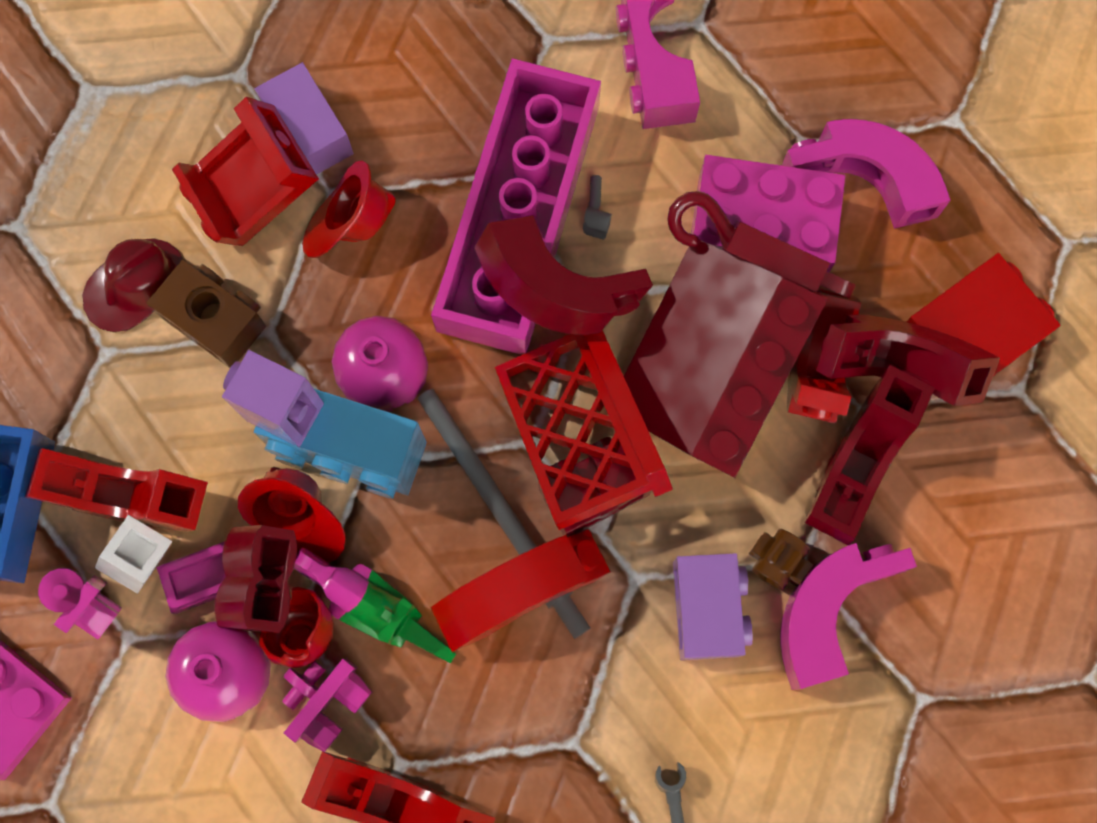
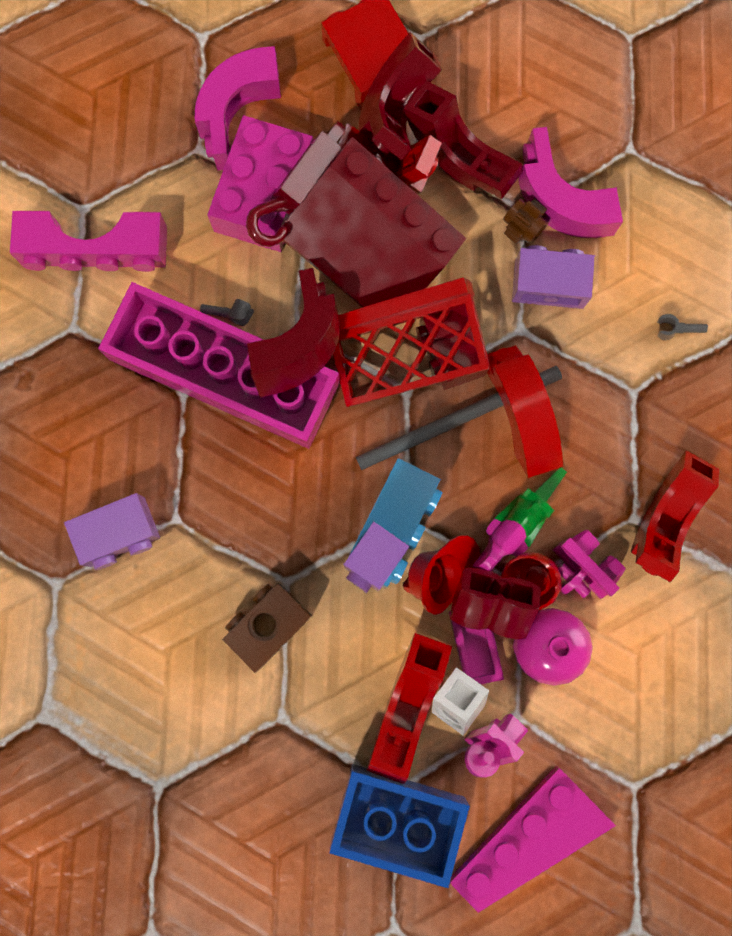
camera: 85 degrees left, 5 degrees up
(125, 282) = (227, 690): dark red piece -> none
(246, 175) = (155, 581): red panel -> none
(349, 213) = (199, 504): red piece -> none
(380, 363) = (329, 495): dark pink cylinder -> none

